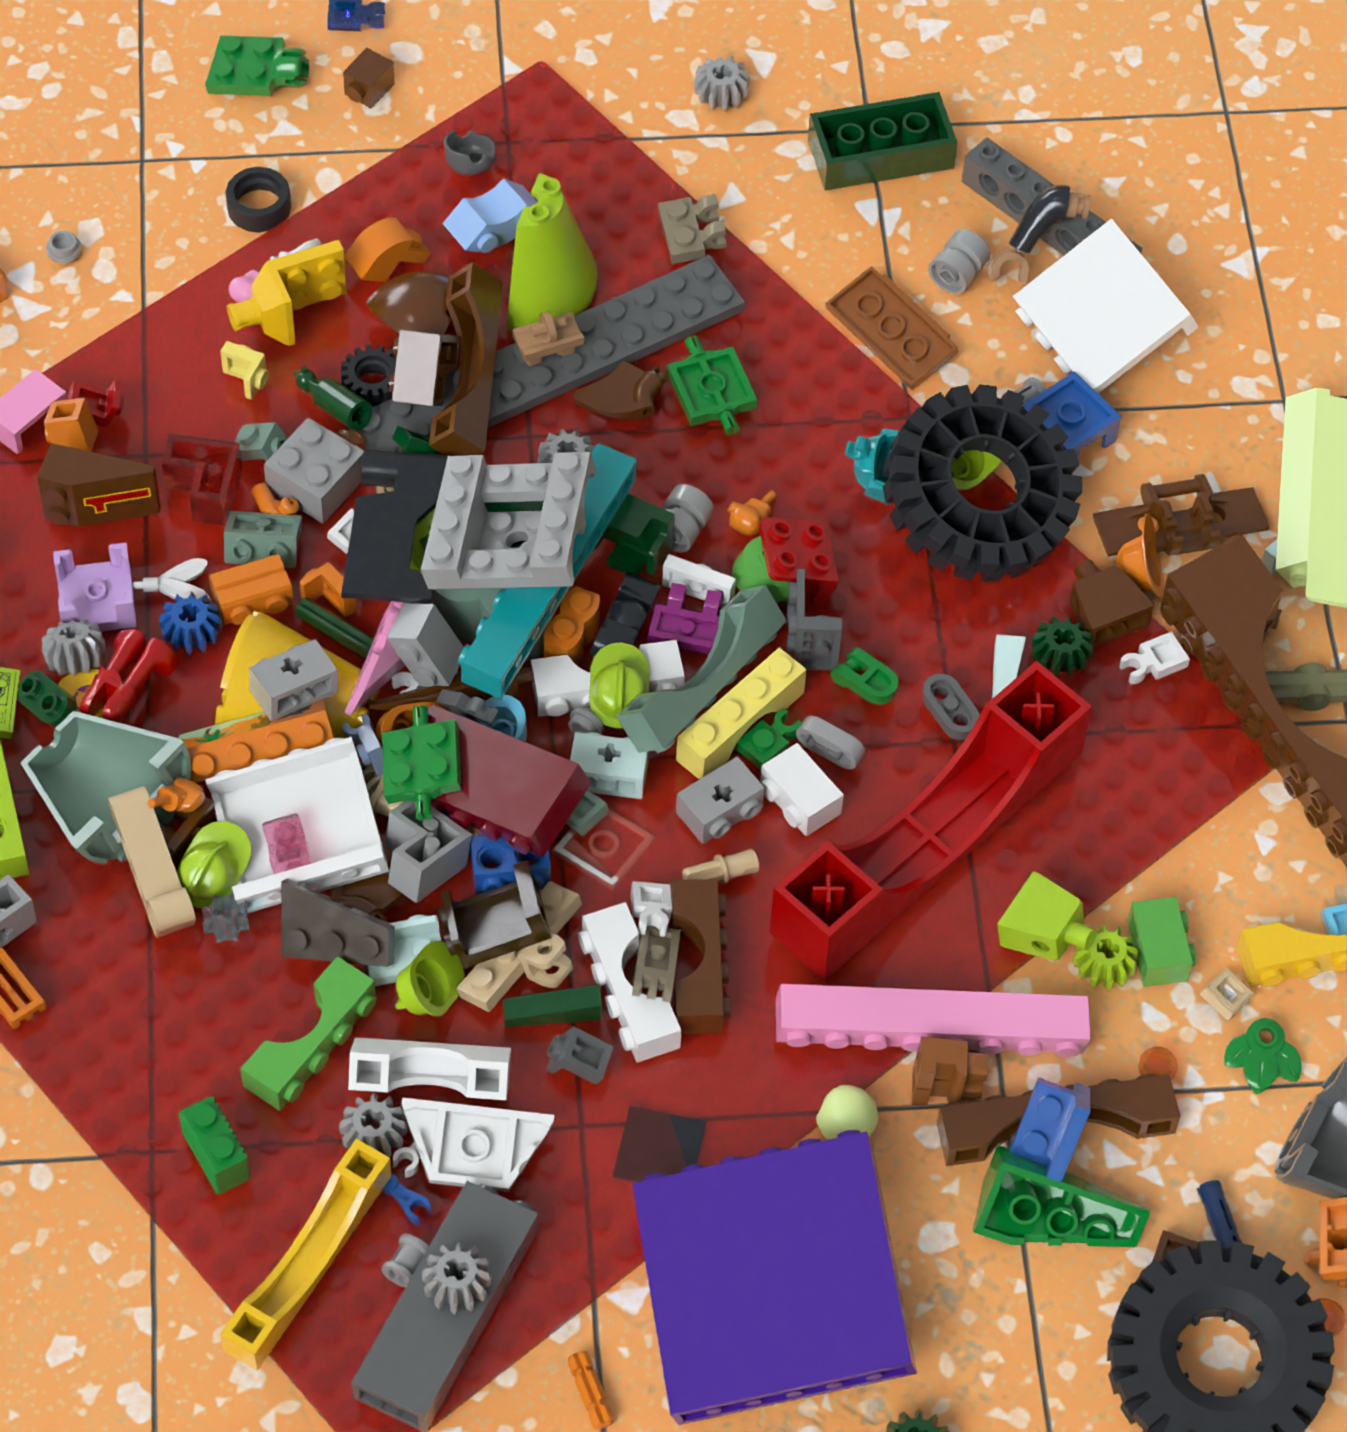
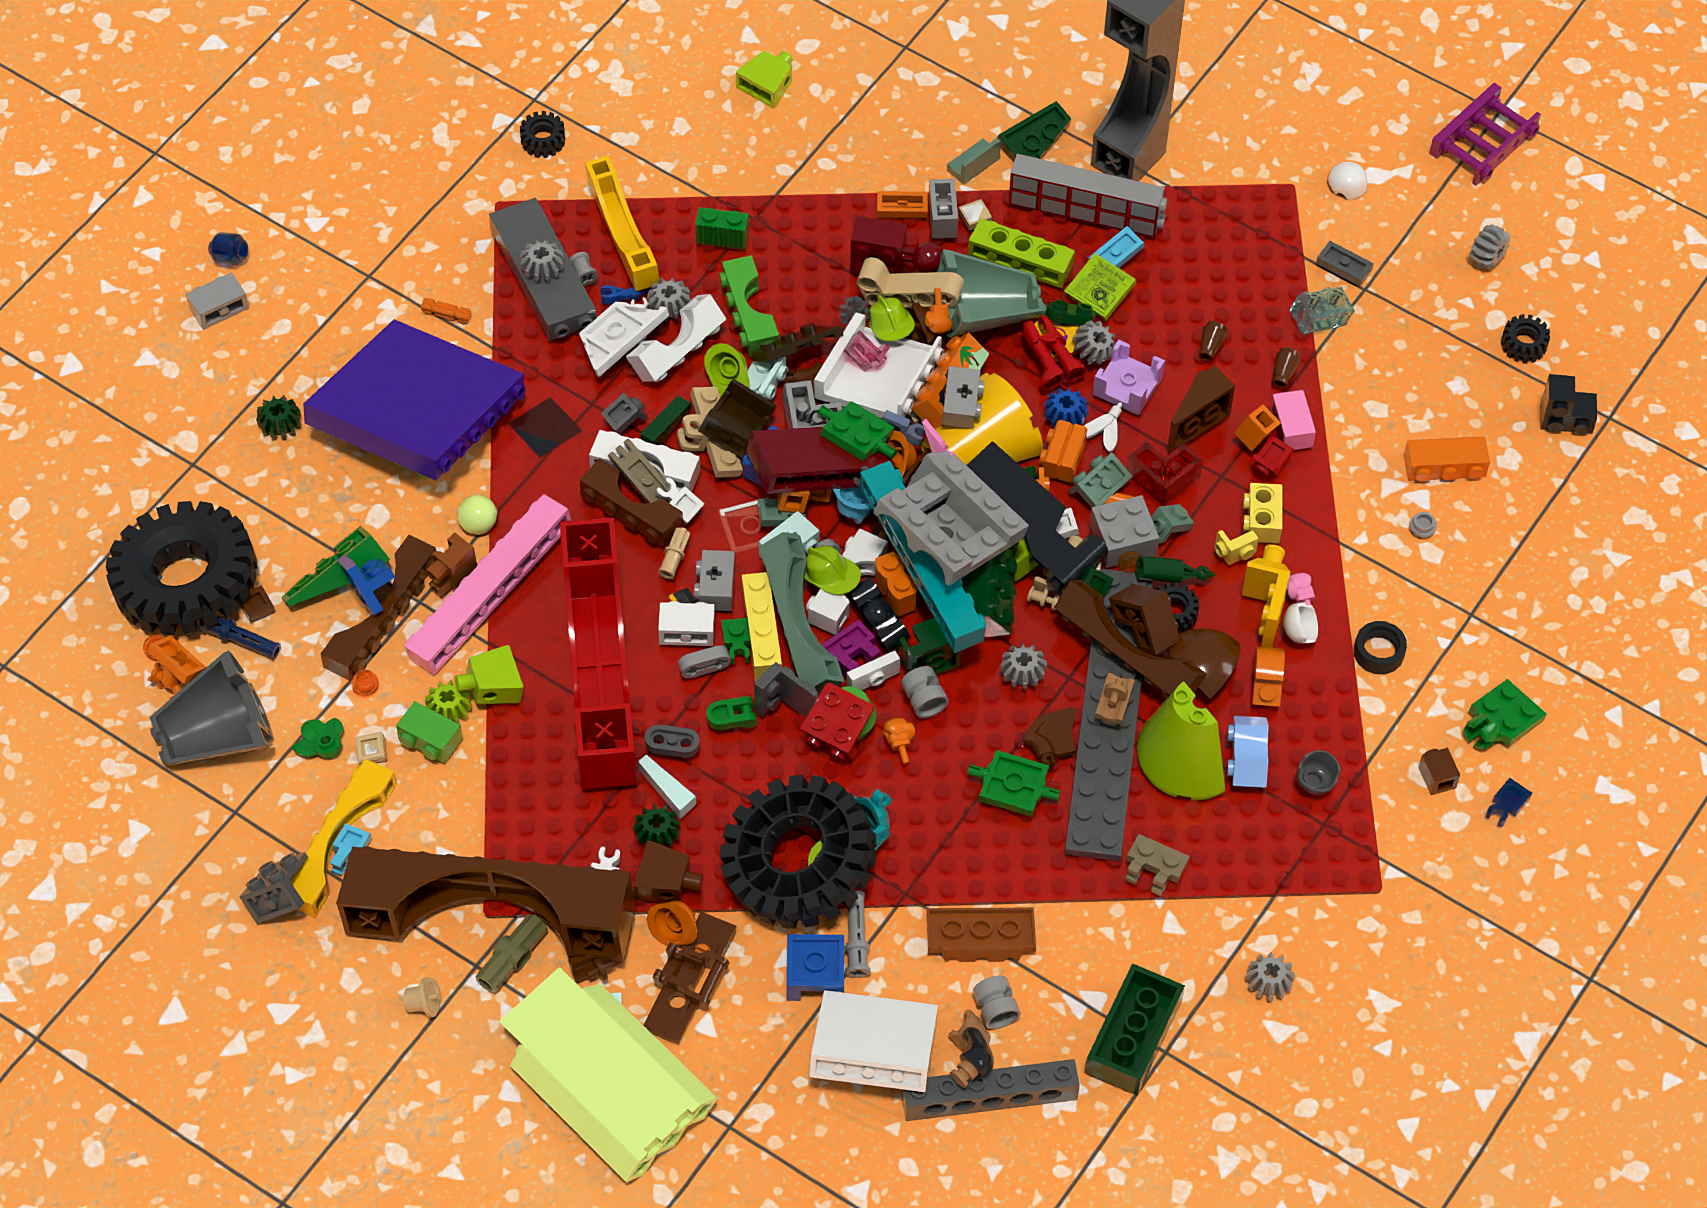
camera: 130 degrees right, 0 degrees up
(110, 926) = (888, 243): none -> dark red brick
(178, 368) = (1266, 513): none -> light yellow brick
(766, 828) = (683, 596): none -> black sticker

